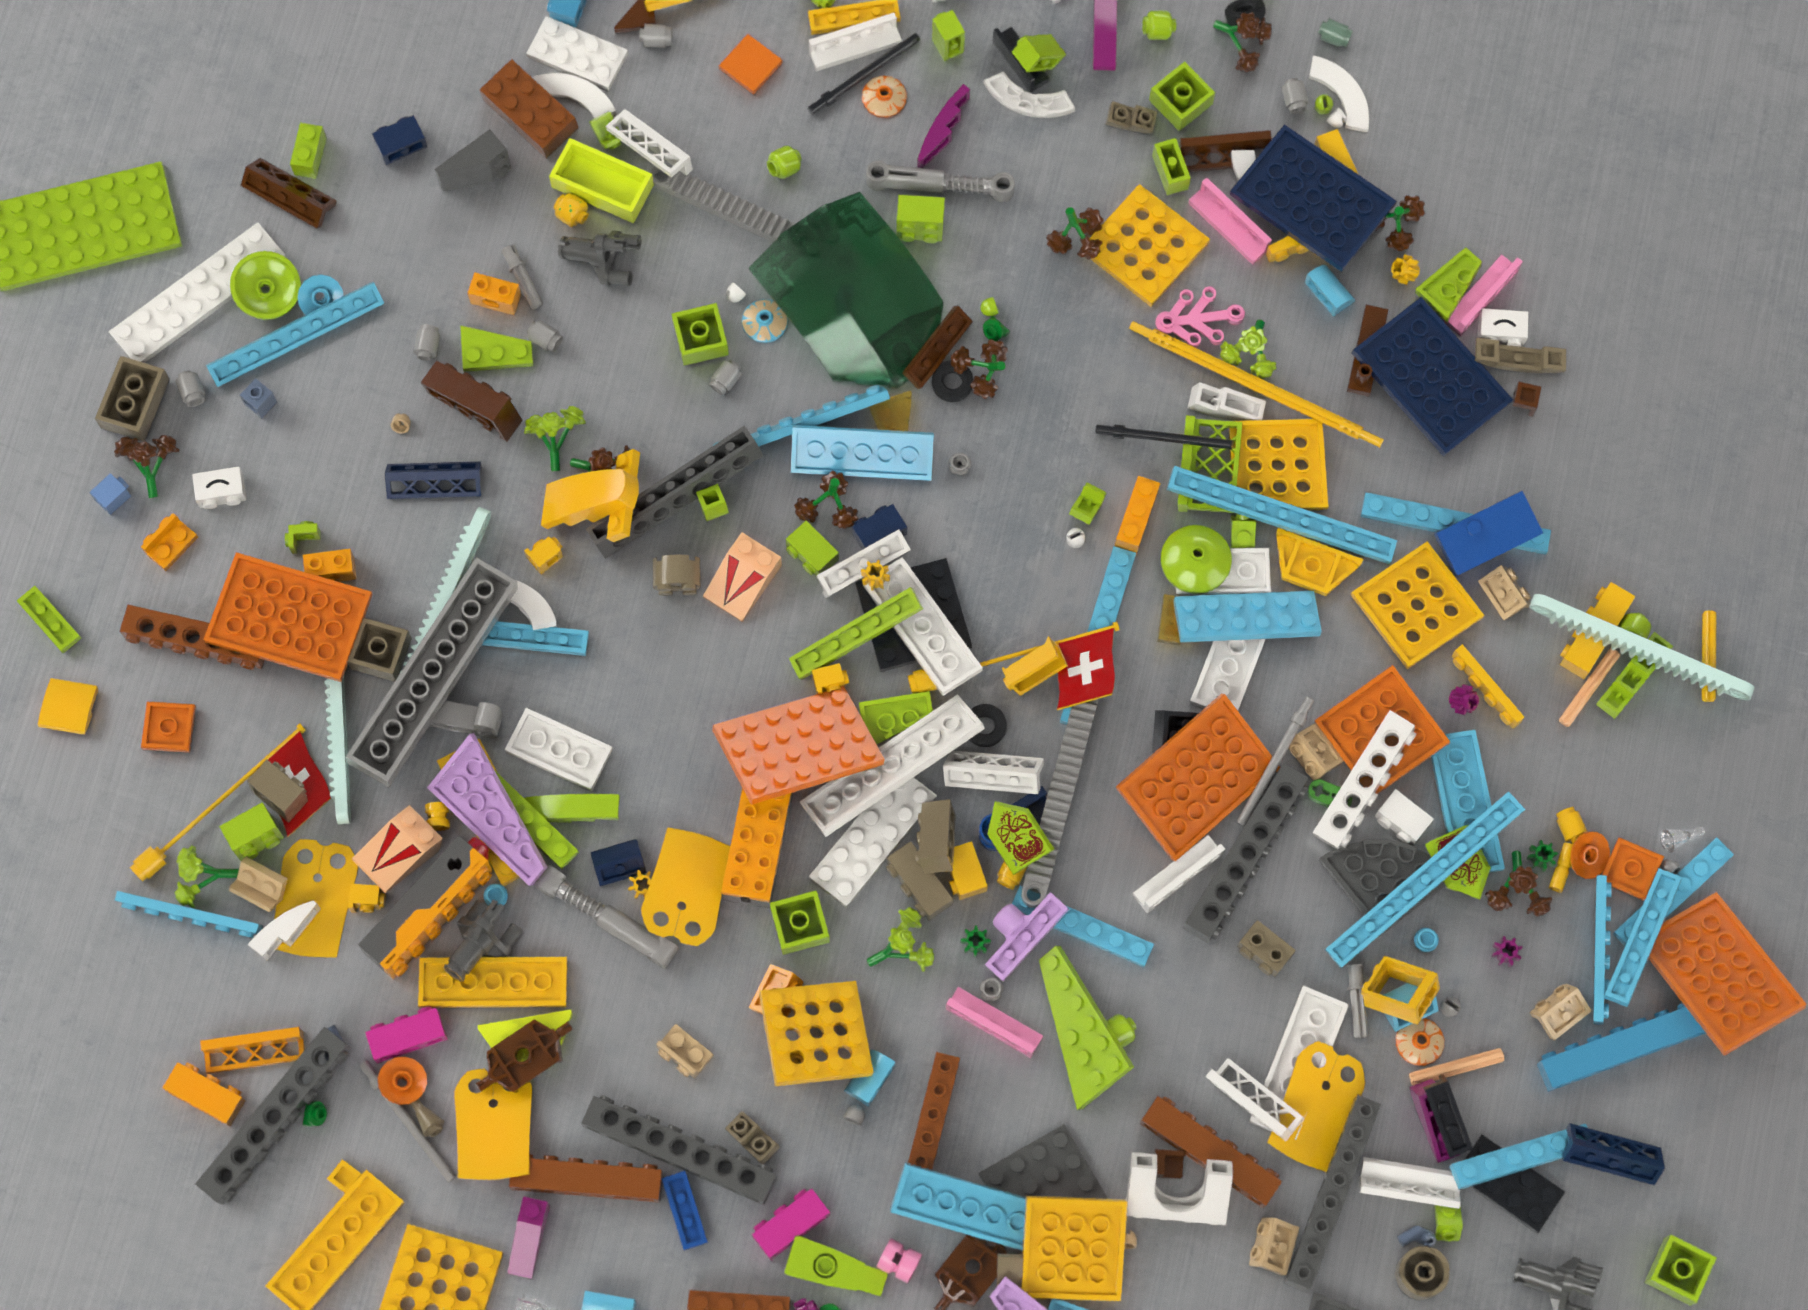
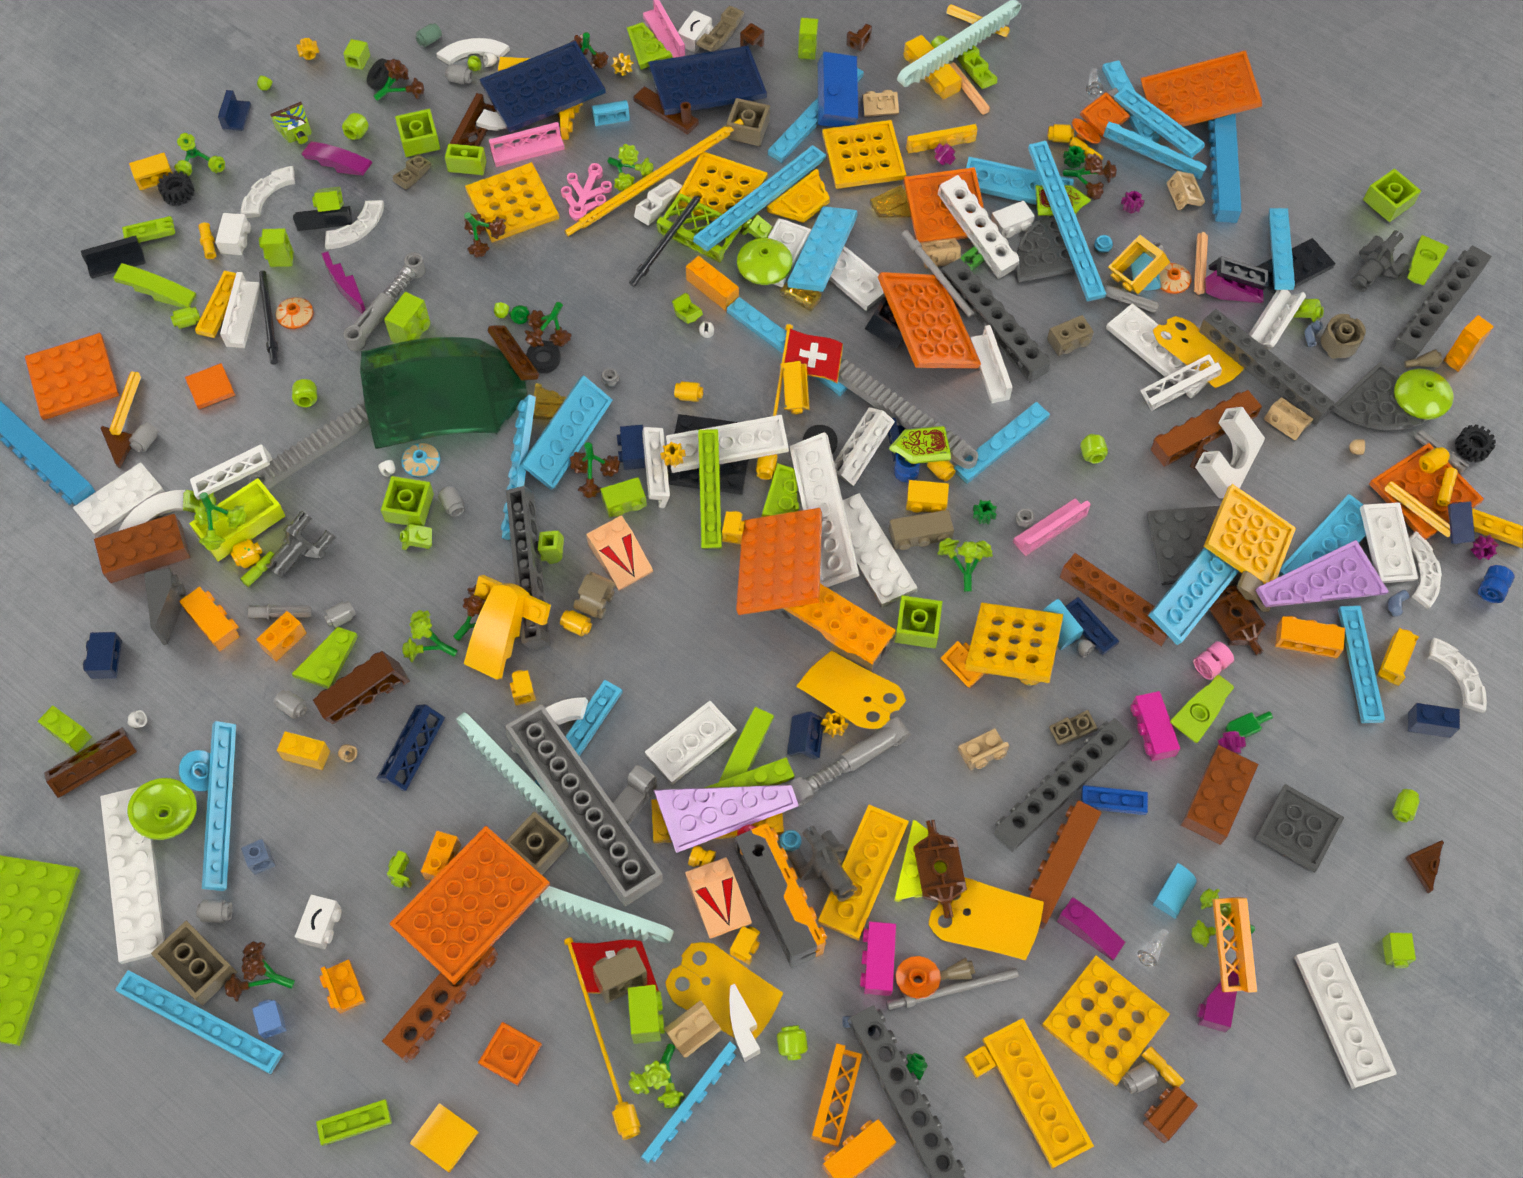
camera: 65 degrees left, 10 degrees down
(83, 434) = (199, 1022): none -> medium azure plate
(286, 985) = (792, 1042): none -> lime head
(344, 212) = (137, 715): none -> white hinge
(382, 381) = (303, 750): none -> yellow brick
(483, 216) = (210, 618): none -> light orange brick
(557, 230) = (257, 570): none -> lime piece
(583, 150) = (207, 513): none -> lime plant
(640, 571) = (576, 622): none -> yellow brick
(667, 364) = (416, 536): none -> lime bracket
(884, 1111) = (1092, 627): none -> dark blue plate
(936, 836) = (896, 499): dark tan brick -> none
(980, 555) = (688, 391): none -> yellow brick
(1023, 933) = (994, 477): lavender plate -> none
(1087, 1041) = (1095, 469): lime wing -> none
(1357, 666) = (891, 203): none -> clear yellow wing
(1397, 454) = (755, 121): none -> dark tan brick
(1554, 464) = (808, 38): none -> lime brick
(1598, 528) = (859, 40): none -> reddish brown bracket
(1613, 1159) = (1299, 198): dark blue fence -> none

